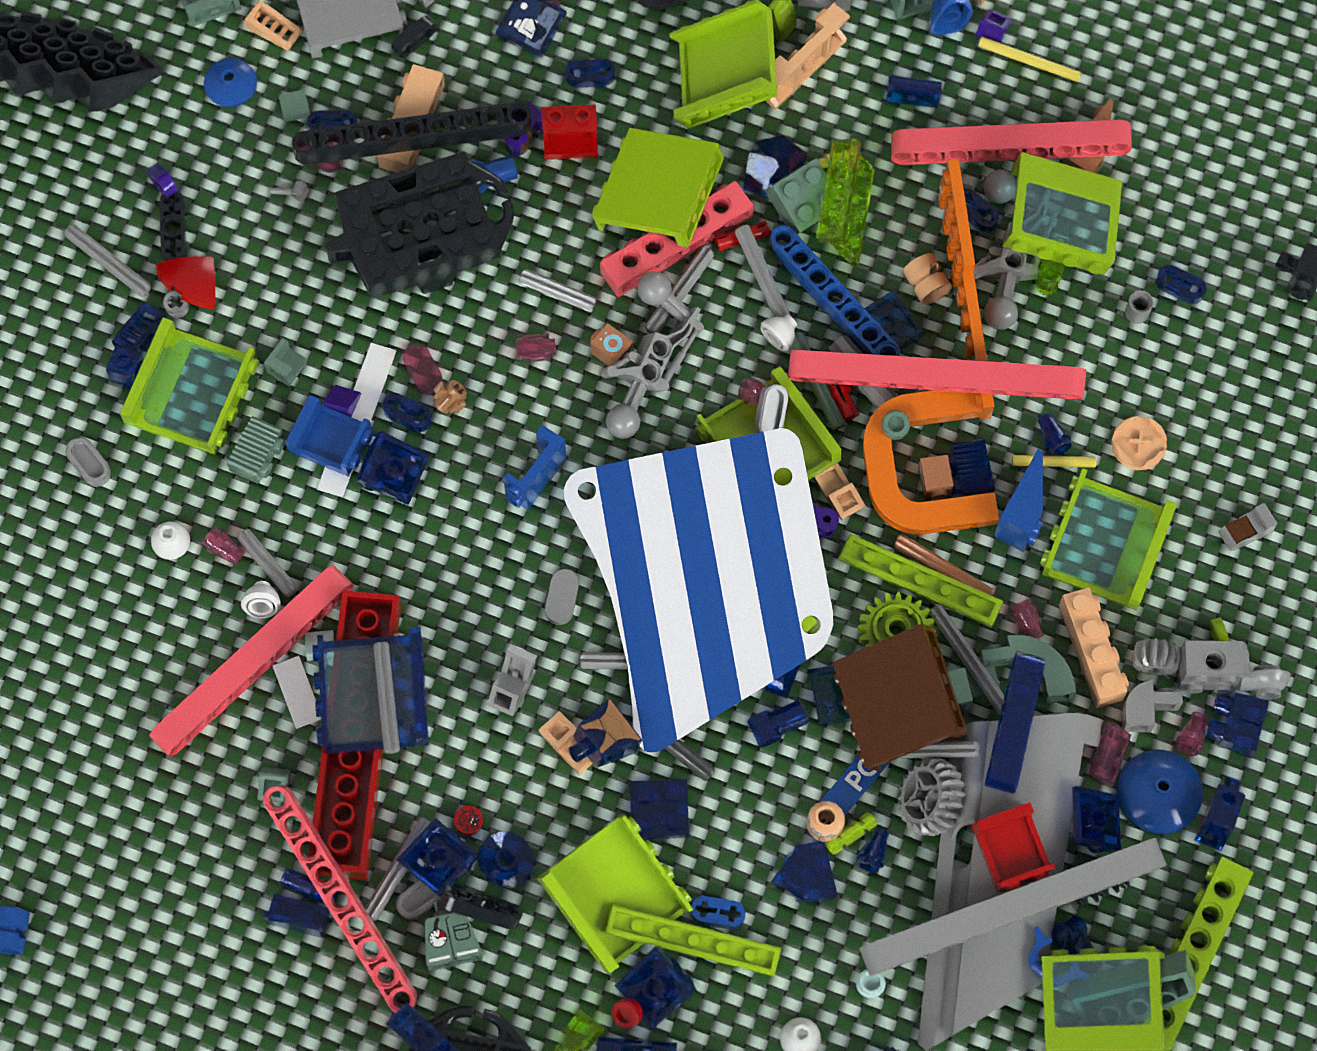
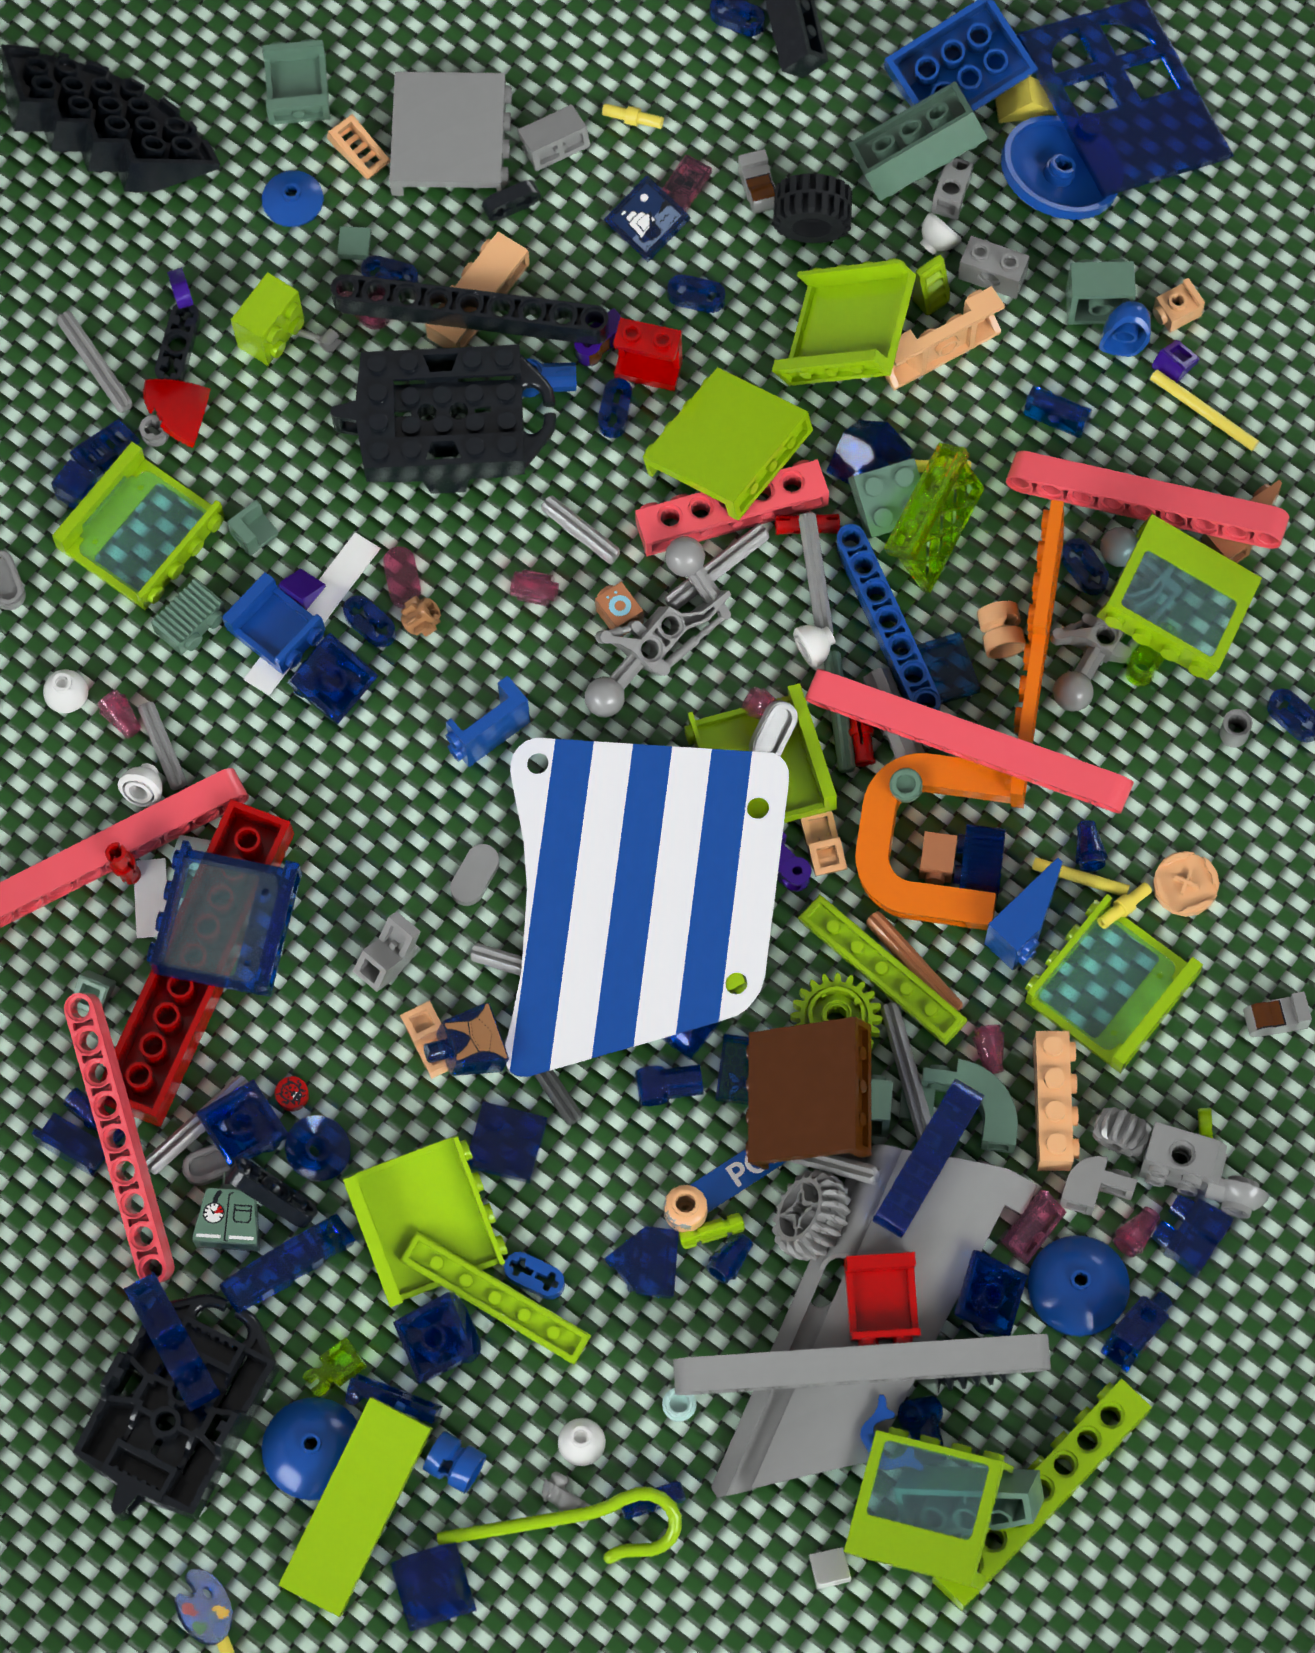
camera: 20 degrees right, 0 degrees up
(245, 186) = (268, 319): none -> lime brick
(270, 669) = (123, 863): none -> red pin
(386, 697) = (238, 931): light grey axle -> none
(511, 962) = (286, 1263): none -> clear blue slope
(559, 183) = (608, 406): none -> clear blue beam
(627, 1013) = (397, 1357): red tile -> none
(1097, 474) = (1124, 905): none -> light yellow bar

